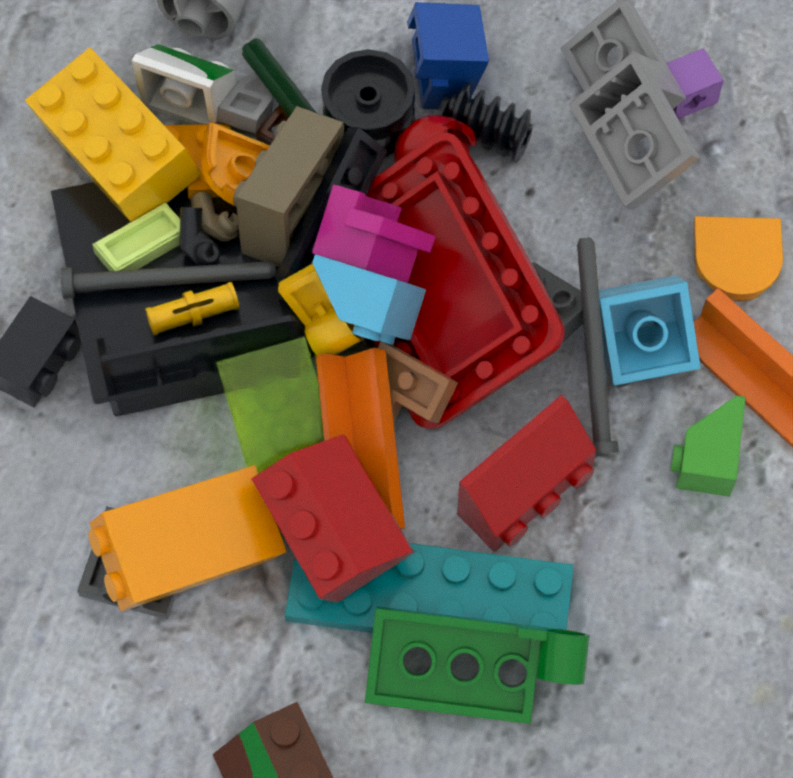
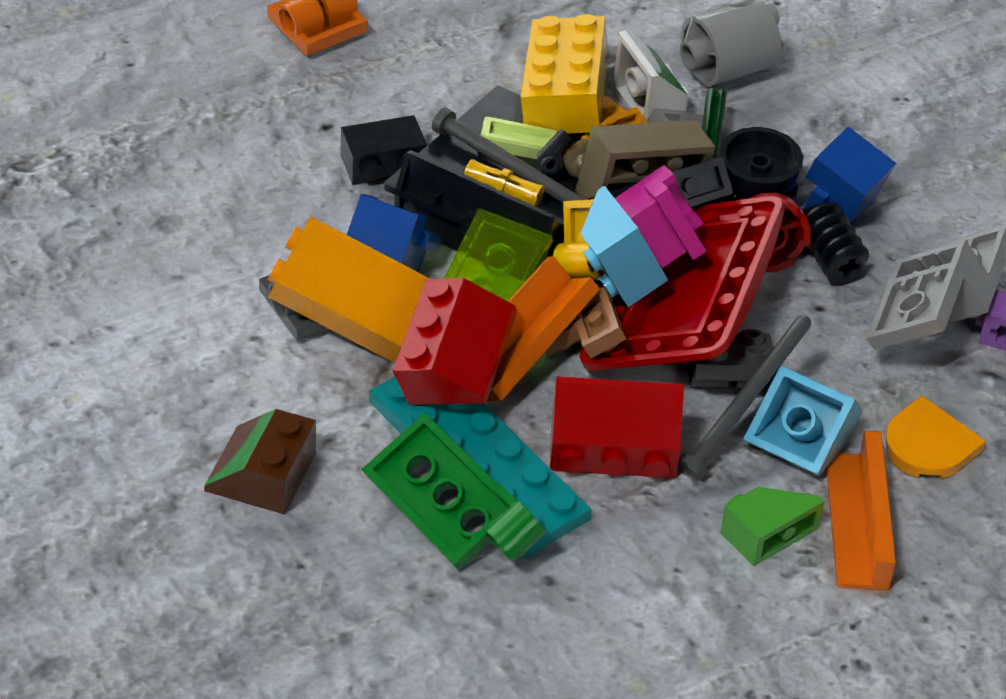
camera: 40 degrees right, 20 degrees down
(151, 452) = (392, 231): none -> blue plate

